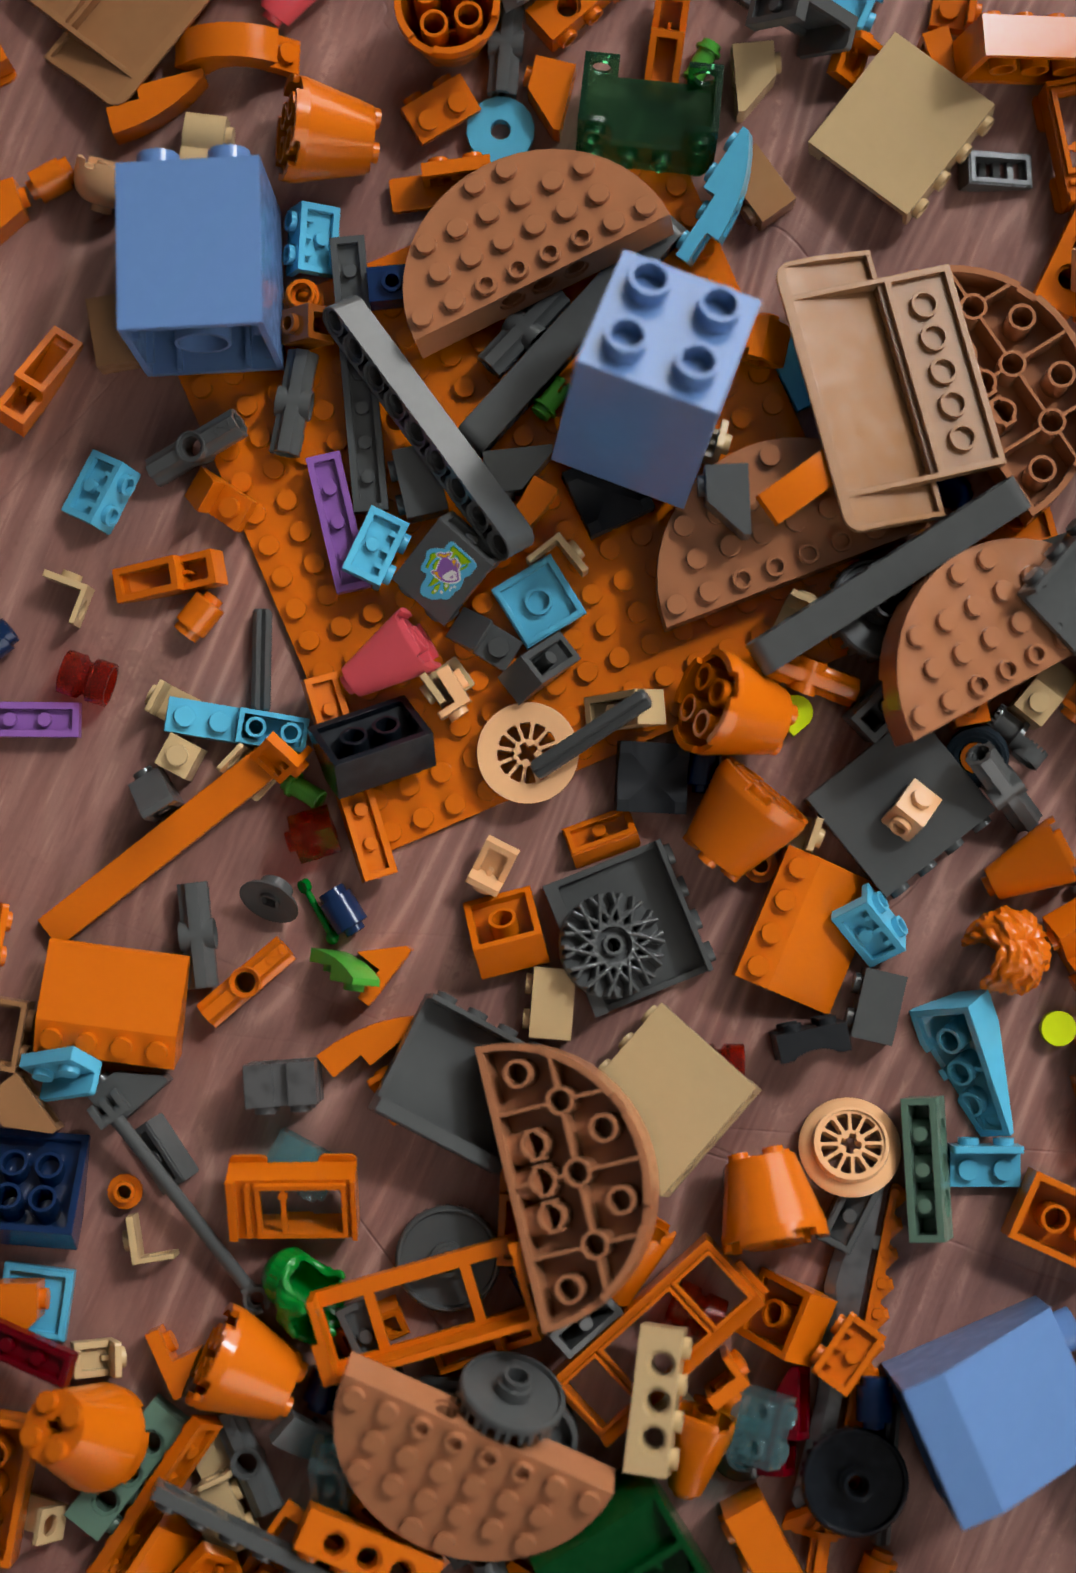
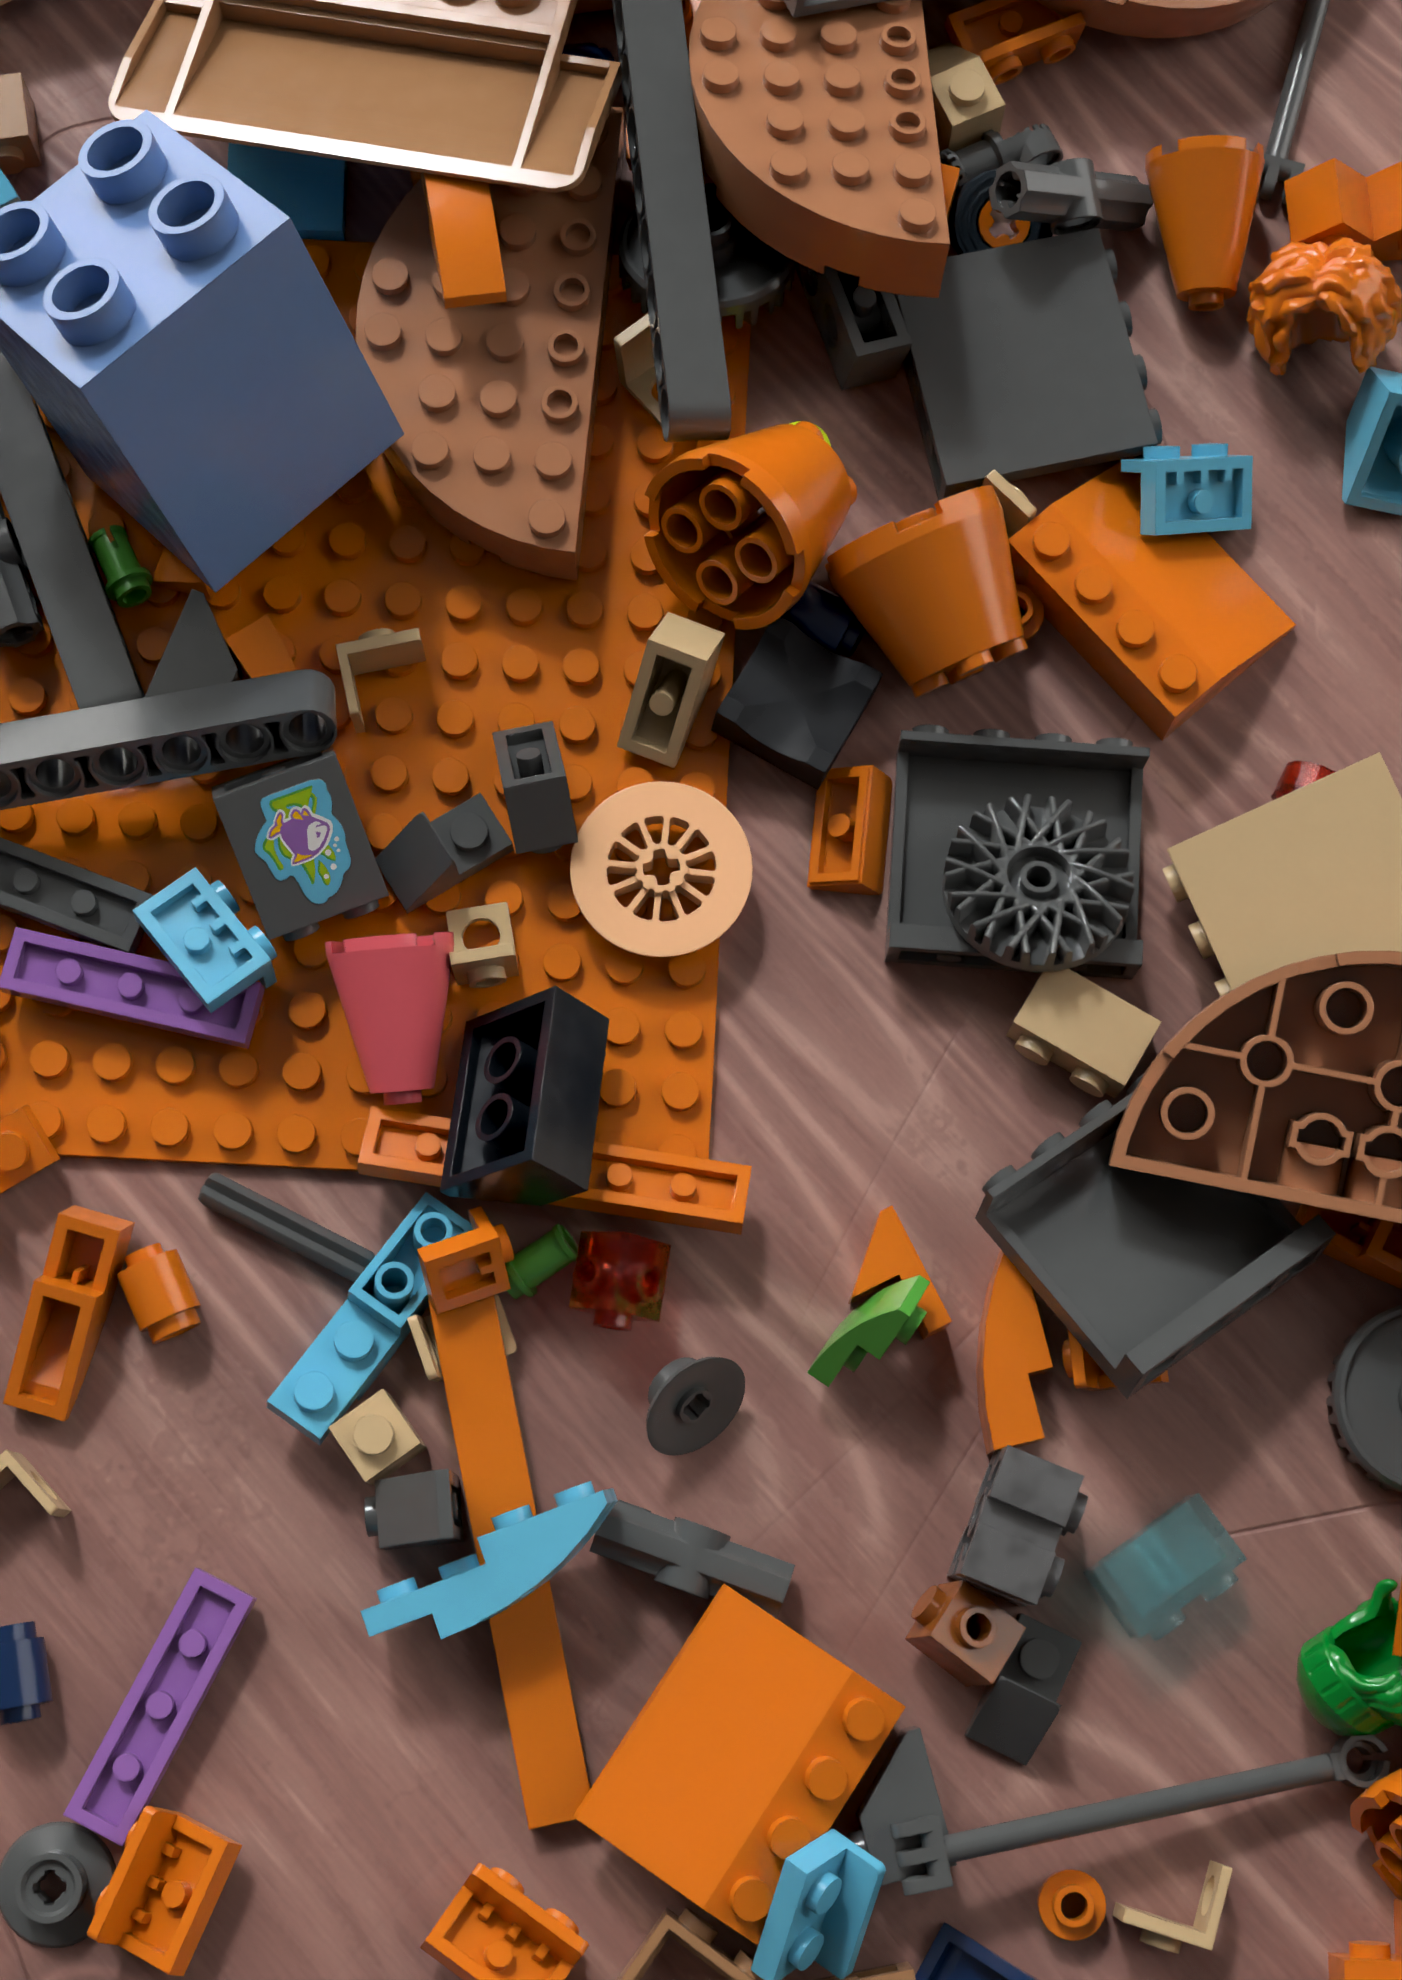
camera: 70 degrees left, 10 degrees down
(92, 680) = (161, 1533): clear red wheel -> none
(150, 852) = (518, 1560): none -> medium azure slope
(158, 698) = (263, 1427): tan bracket -> none
(167, 1149) = (1033, 1791): dark grey slope -> none
(214, 1123) = (1023, 1698): none -> dark grey slope
(223, 1081) = (964, 1632): none -> dark orange brick
(230, 997) = (821, 1556): orange piece -> none
(253, 1173) = (1152, 1652): orange piece -> none
(305, 887) = (698, 1339): green hinge -> none
(343, 910) = (770, 1292): dark blue brick -> none
(421, 493) = (141, 829): dark grey brick -> none
(455, 684) = (494, 924): light nougat bracket -> none
(492, 866) = (815, 1016): light nougat bracket -> none
(505, 932) = (934, 1046): orange slope -> none
(538, 601) = (428, 741): medium azure tile -> none
(591, 733) = (685, 742): dark grey axle -> none
(604, 504) = (323, 561): black brick -> none
(727, 496) = (426, 353): dark grey slope -> none
(794, 1040) = (1325, 664): black brick -> none
(815, 677) = (767, 388): orange piece -> none
(875, 1005) = (1316, 543): dark grey brick -> none
(911, 810) = (1046, 337): light nougat bracket -> none

